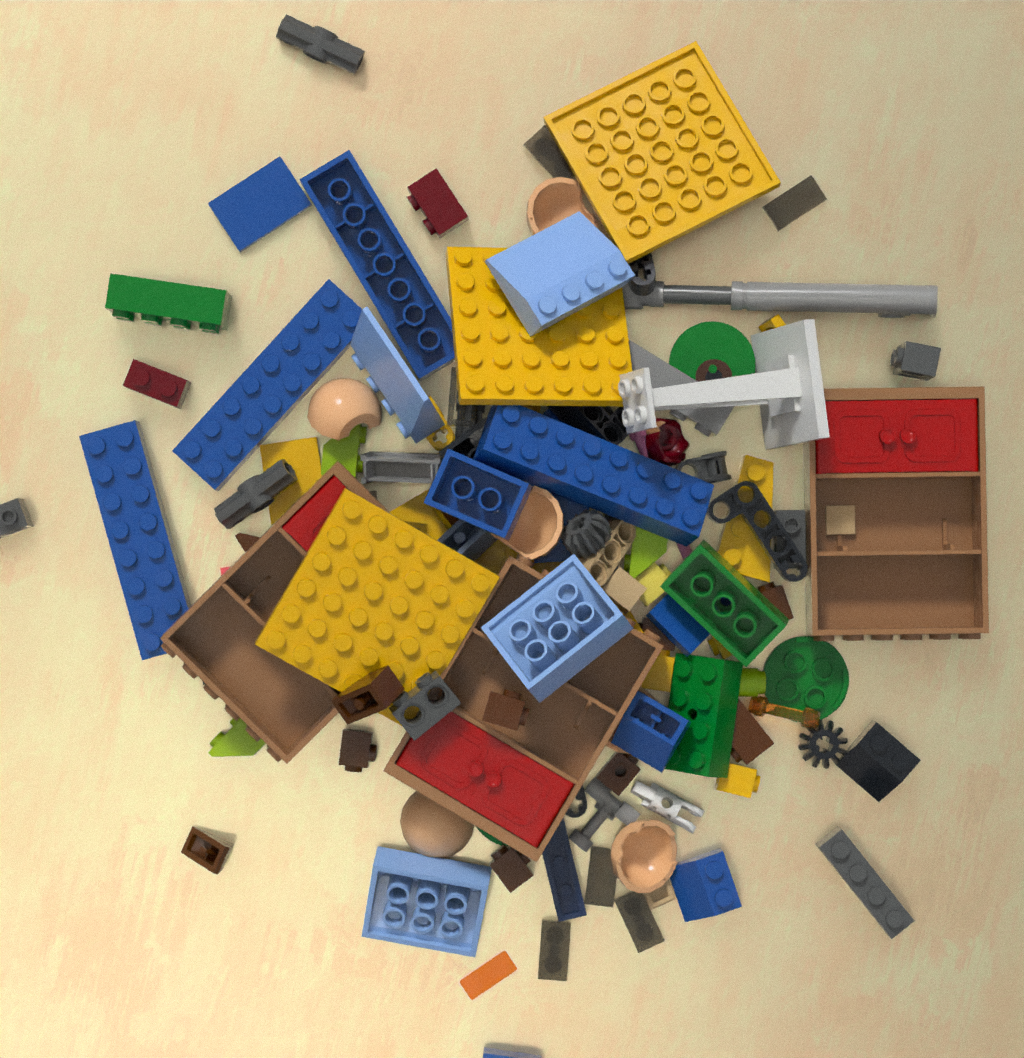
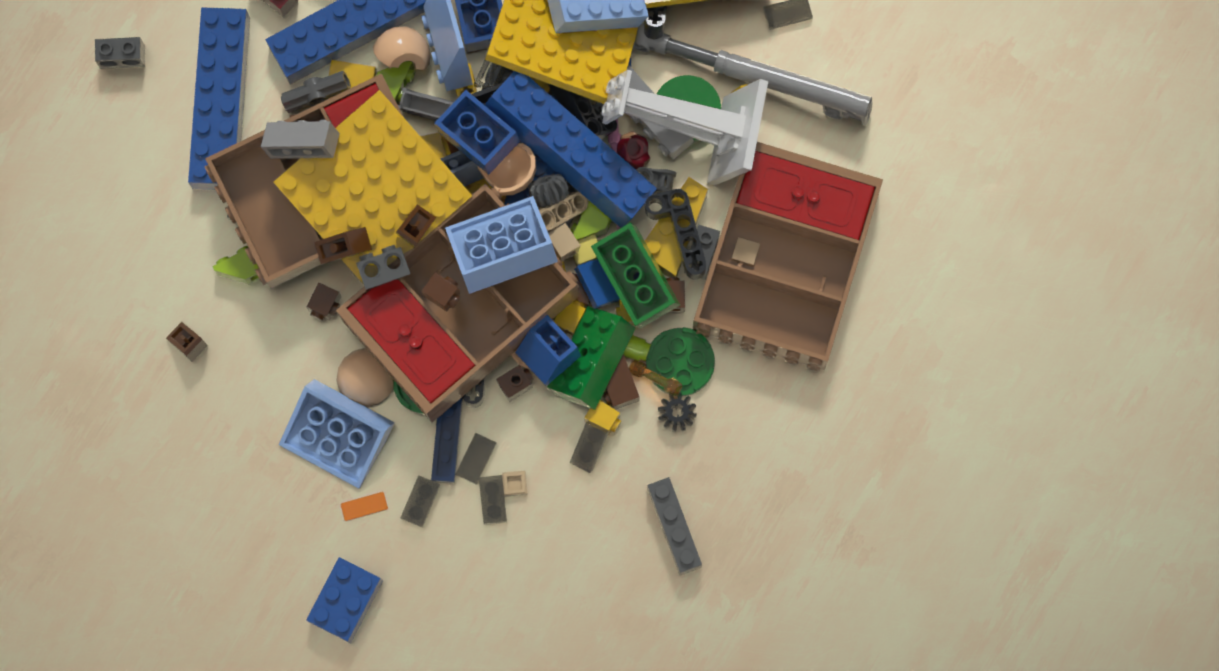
camera: 20 degrees right, 10 degrees down
(271, 583) = (300, 139): none -> light grey brick
(446, 641) = (415, 225): none -> reddish brown slope
(511, 867) = (409, 427): reddish brown brick -> none
(608, 807) = (497, 407): light grey bar -> none
(644, 855) = (513, 448): light nougat cylinder -> none
(652, 799) = (537, 410): white hinge -> none
(704, 886) = (550, 489): blue slope -> none
(733, 821) = (589, 446): none -> clear smoke plate
(877, 761) = (714, 438): black slope -> none
(915, 360) = (839, 148): dark grey brick -> none

